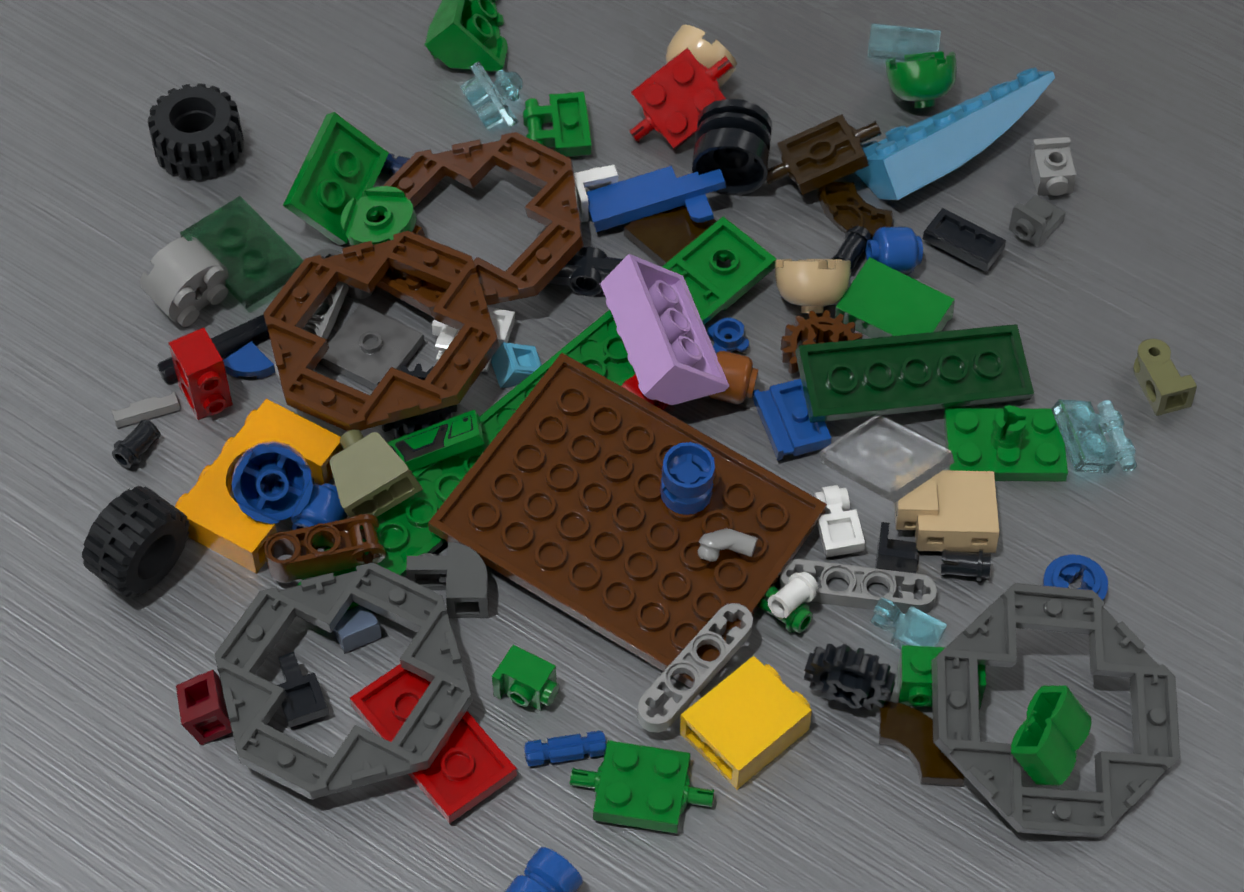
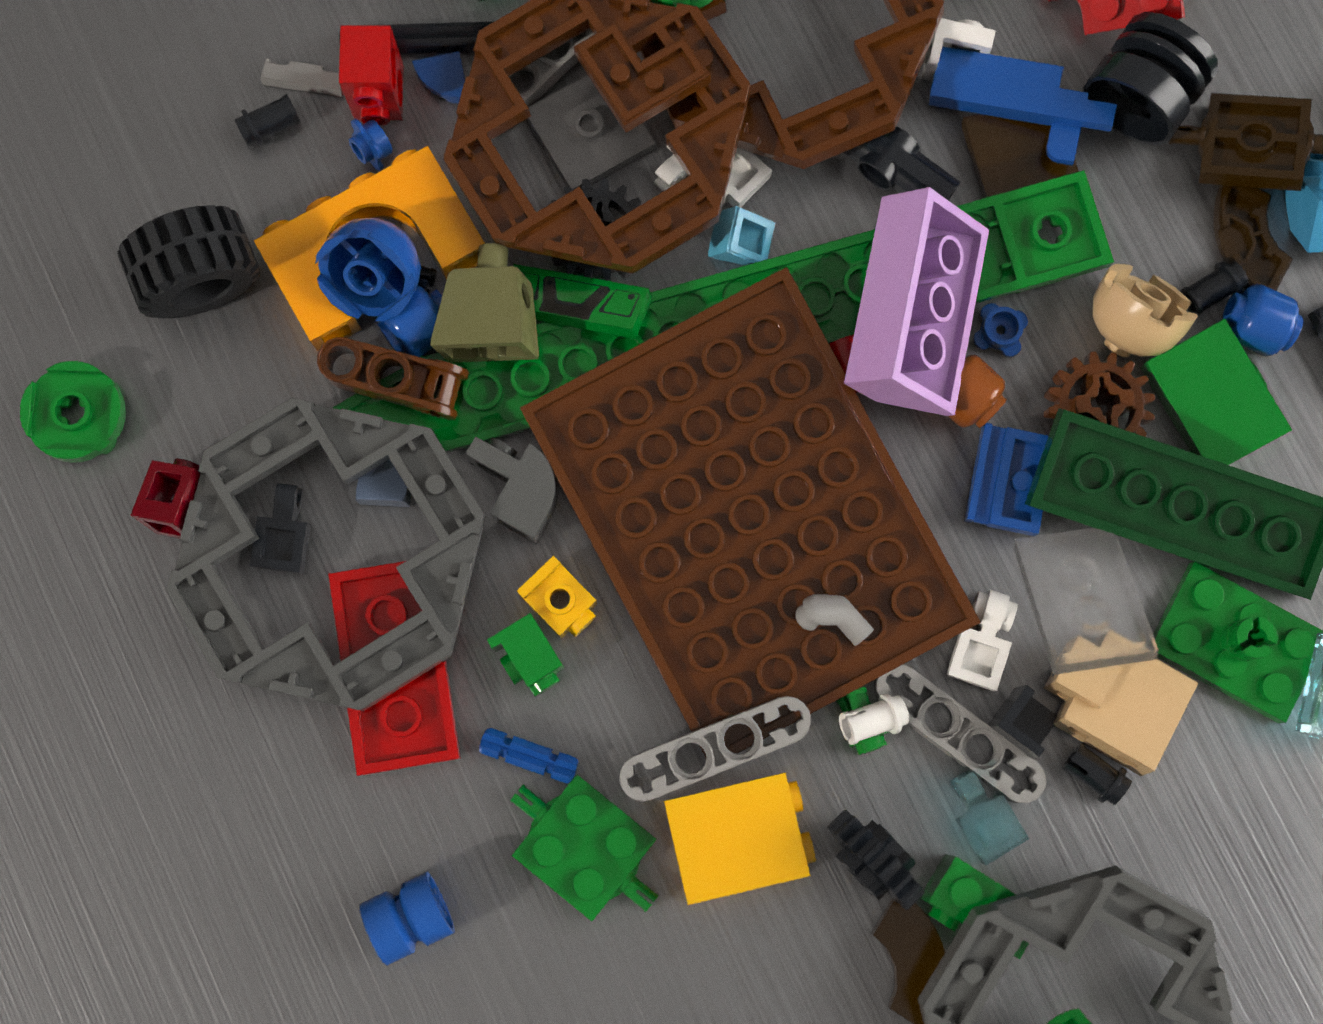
camera: 25 degrees right, 25 degrees up
(98, 711) = (54, 391): none -> green plate
(219, 421) = (370, 143): none -> blue plate
(393, 292) = (635, 87): none -> reddish brown tile
(527, 631) = (538, 593): none -> yellow brick
(687, 478) = (833, 519): blue wheel -> none
(1068, 567) = (1230, 869): blue gear -> none

